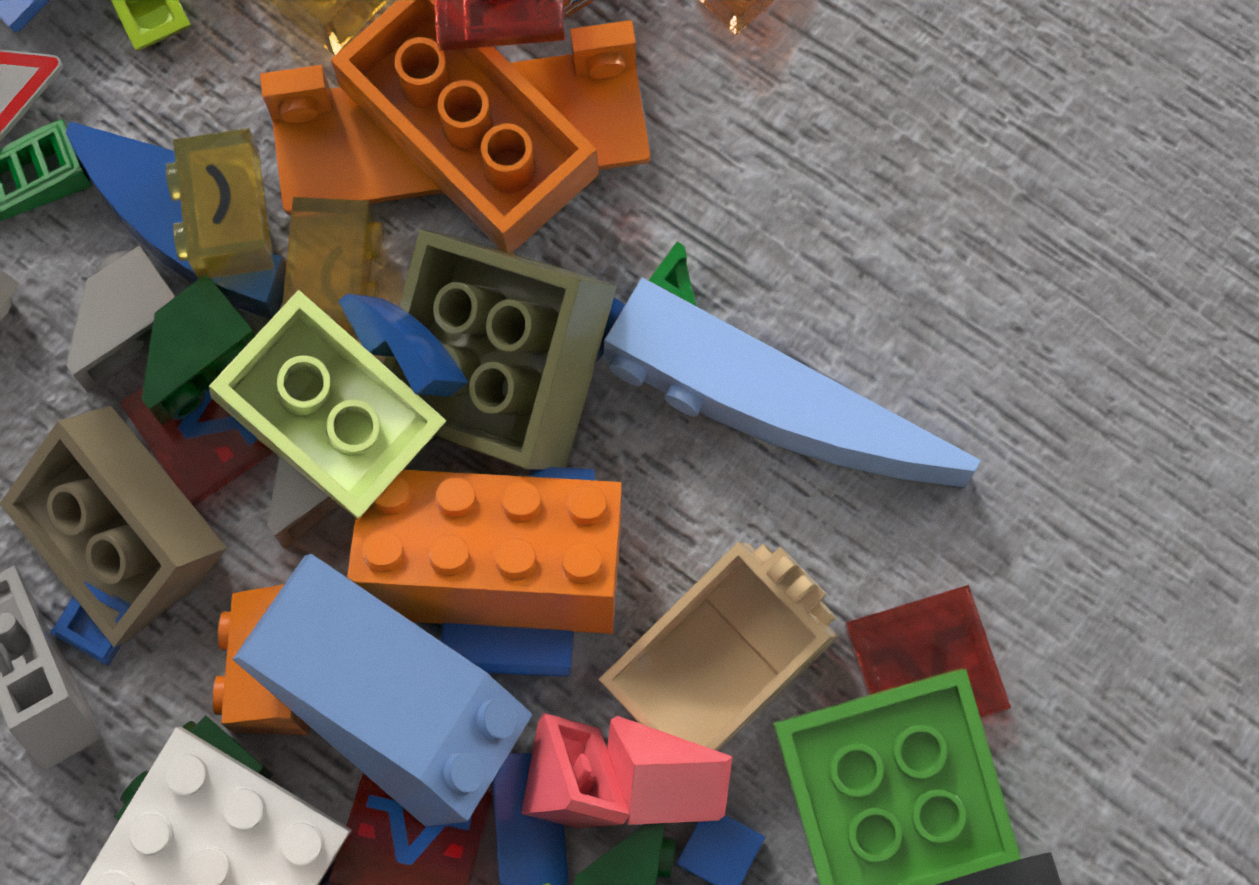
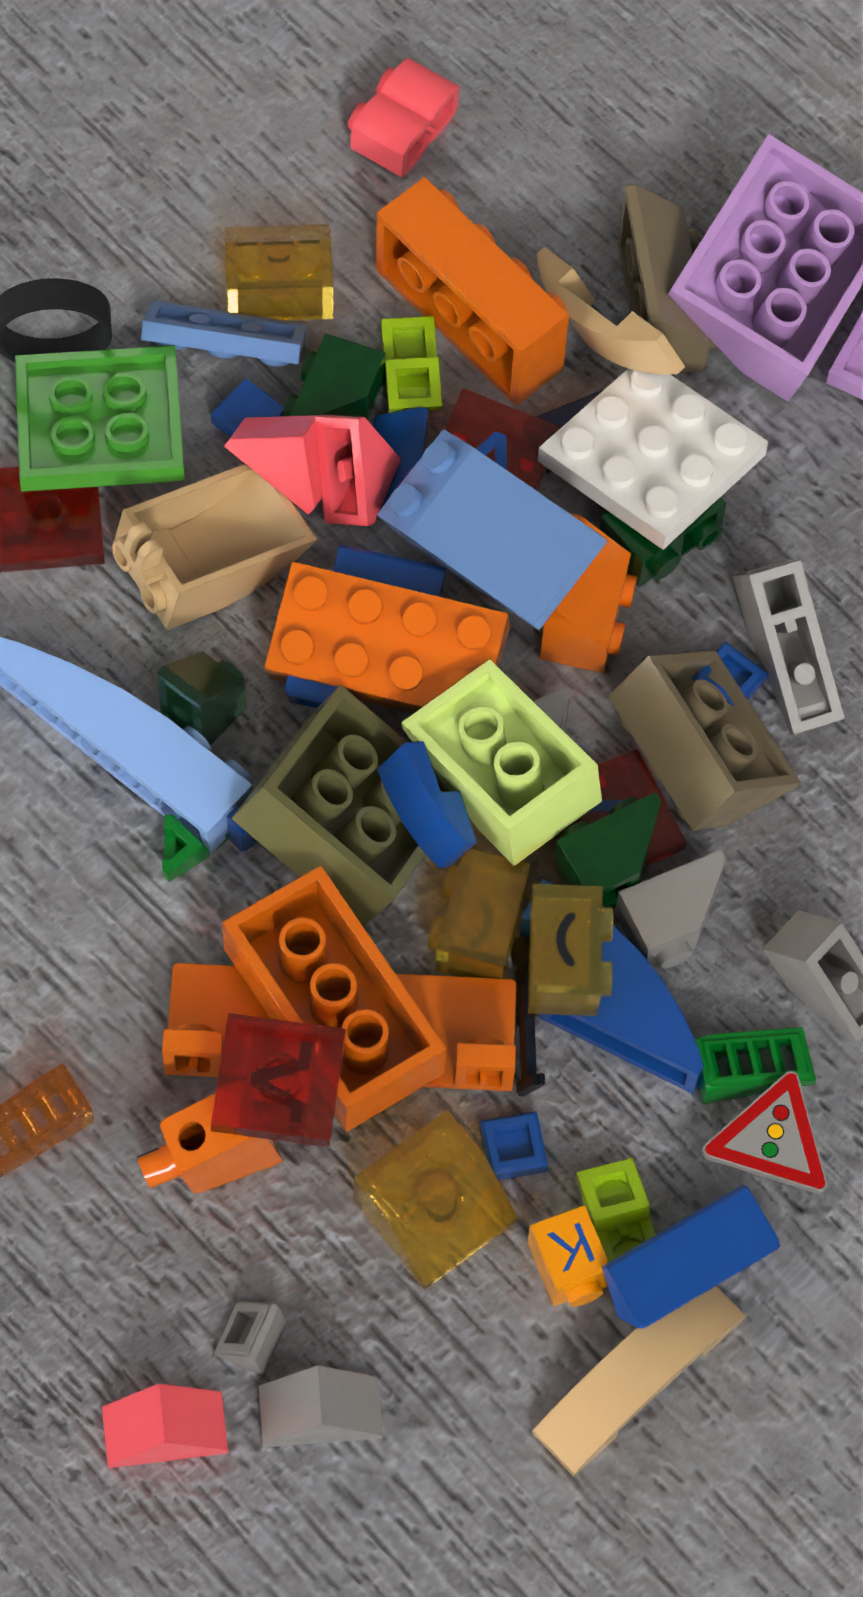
camera: 175 degrees left, 10 degrees down
(255, 113) = (530, 1079): none -> black piece
(260, 46) = (514, 1145): none -> blue tile
(686, 448) = (201, 694): none -> clear green slope

